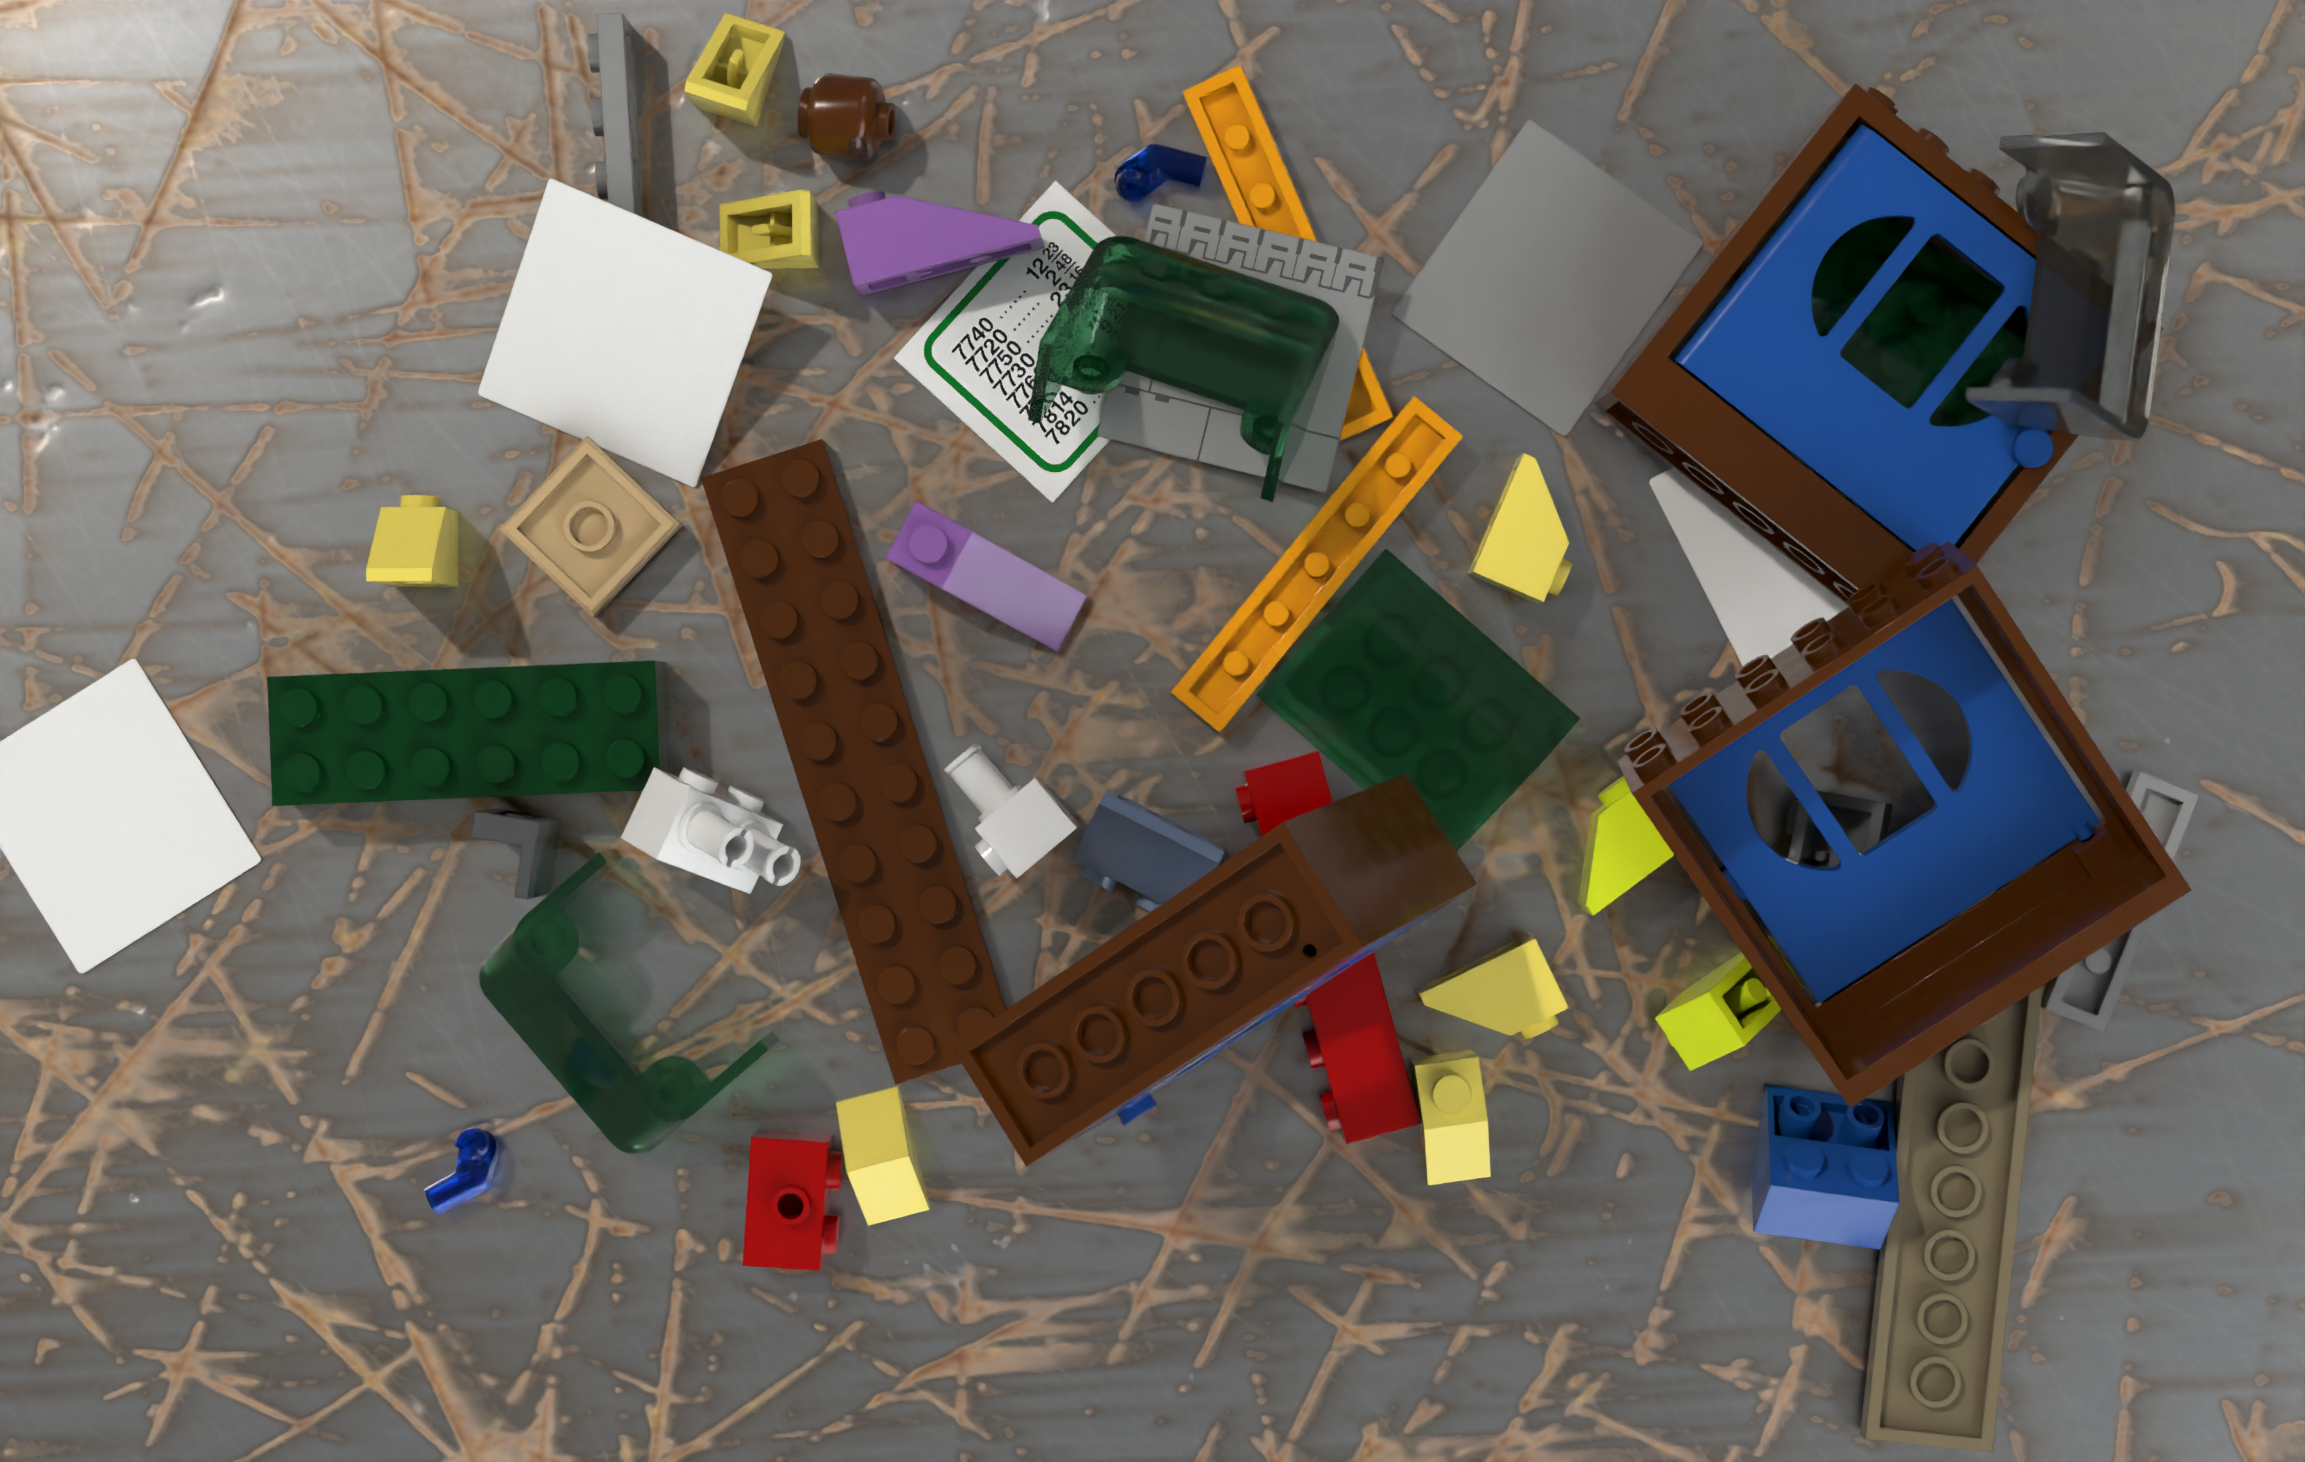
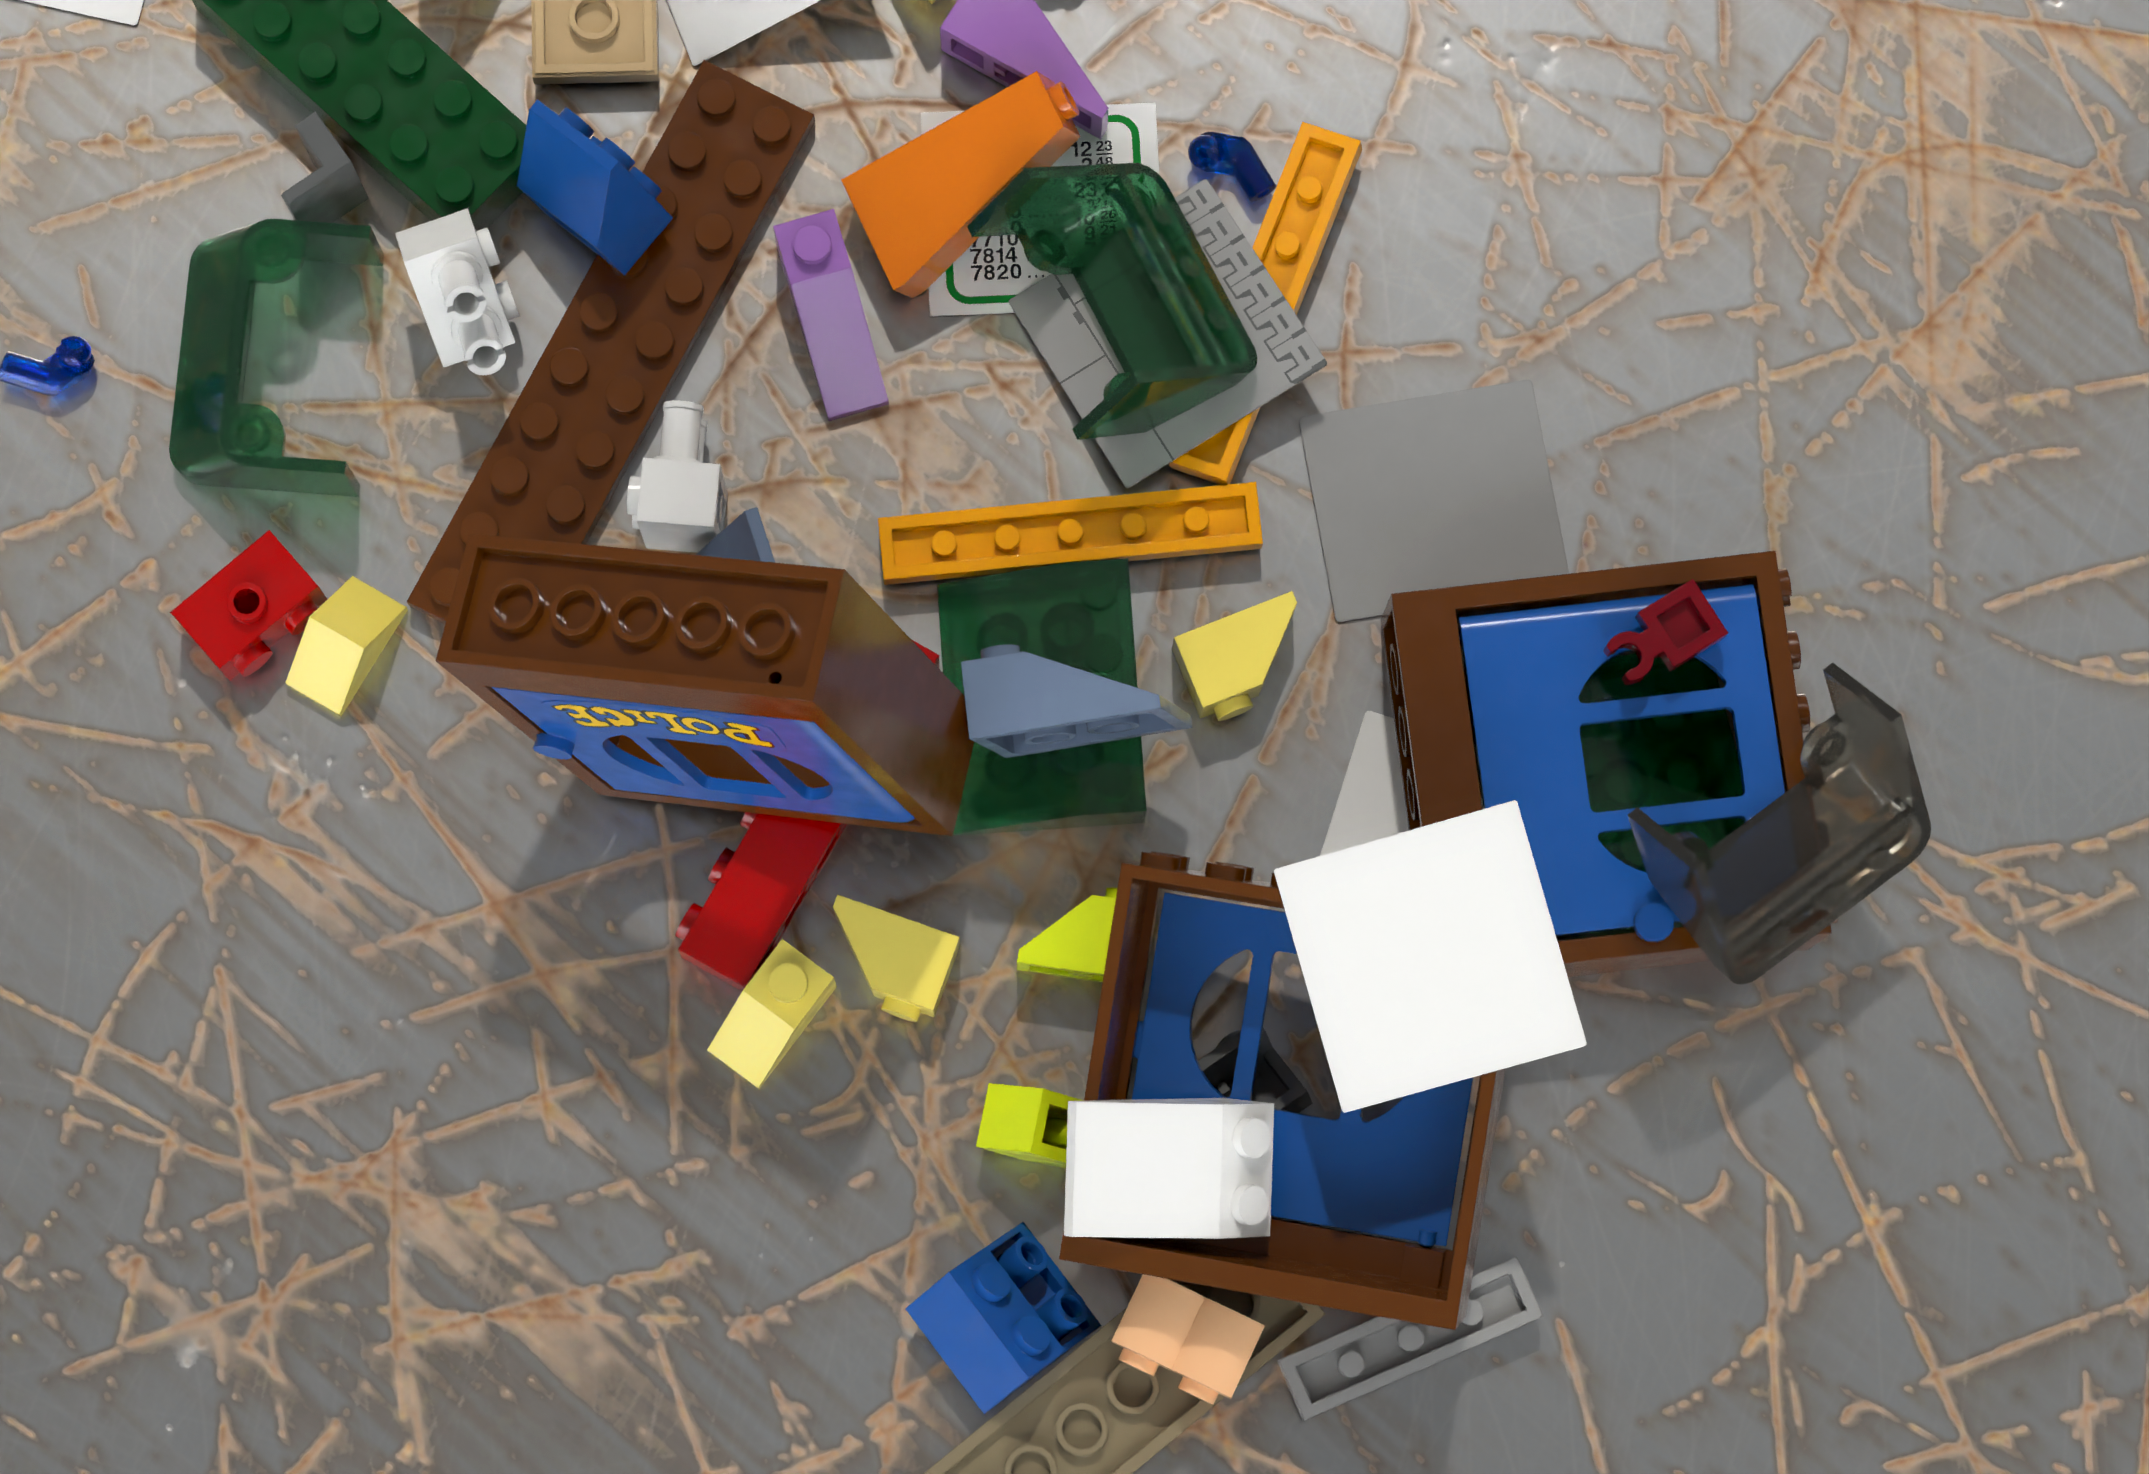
camera: 45 degrees right, 10 degrees down
(724, 661) = (589, 187): none -> blue slope
(978, 395) = (933, 187): none -> orange slope
(1448, 716) = (1039, 705): none -> sand blue slope
(1845, 217) = (1673, 628): none -> dark red plate
(1866, 966) = (1169, 1168): none -> white slope
(1929, 646) = (1430, 957): none -> white sticker
(1990, 1061) = (1188, 1336): none -> light nougat brick

